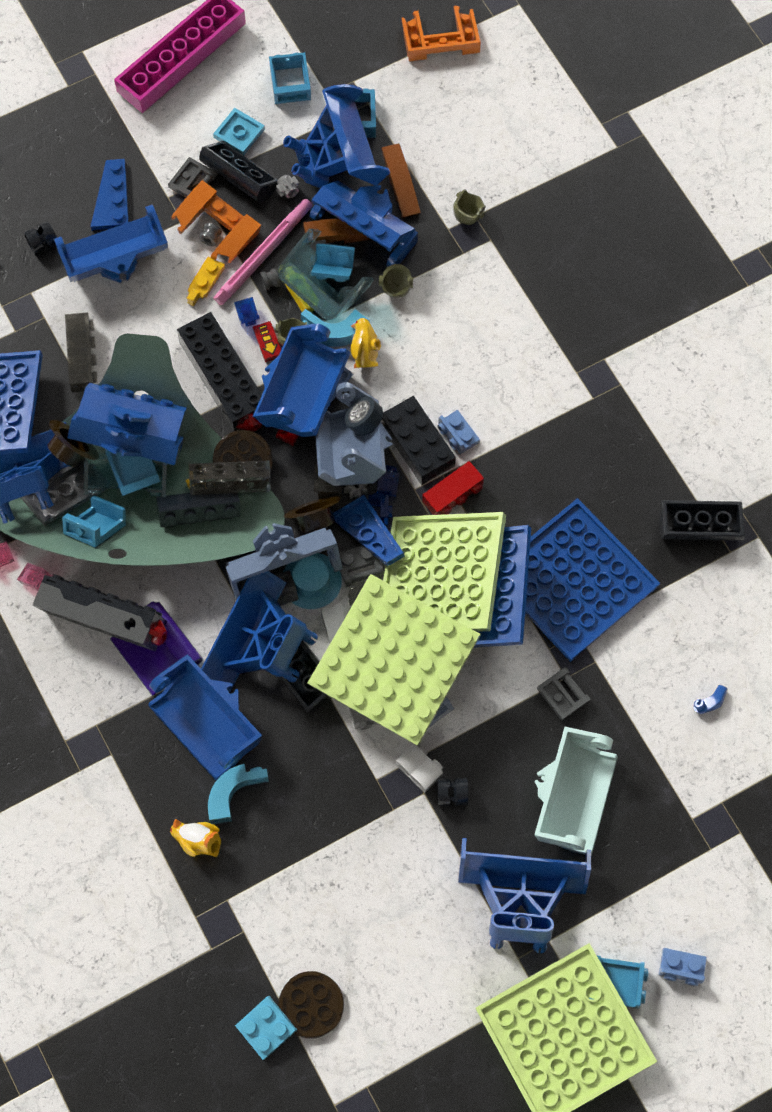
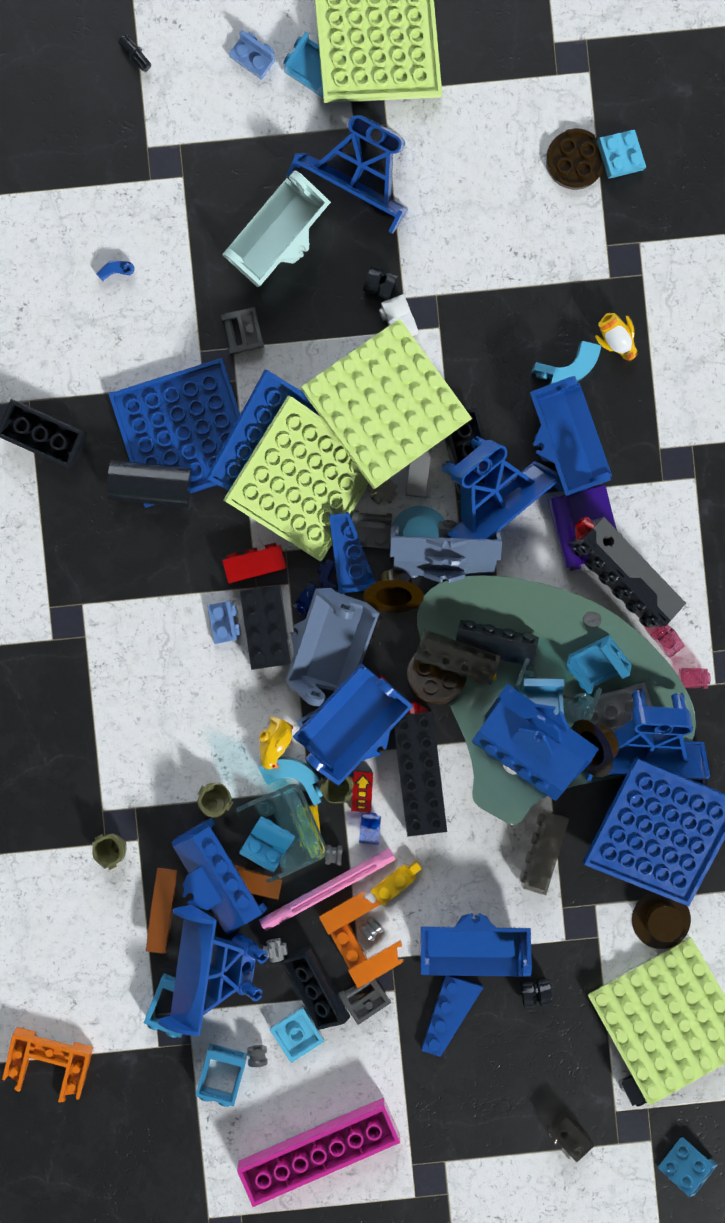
camera: 150 degrees left, 20 degrees up
(265, 102) = (257, 1056): none -> dark grey wheel
(364, 415) = (307, 666): black wheel -> none
(583, 517) = (149, 483): none -> black brick

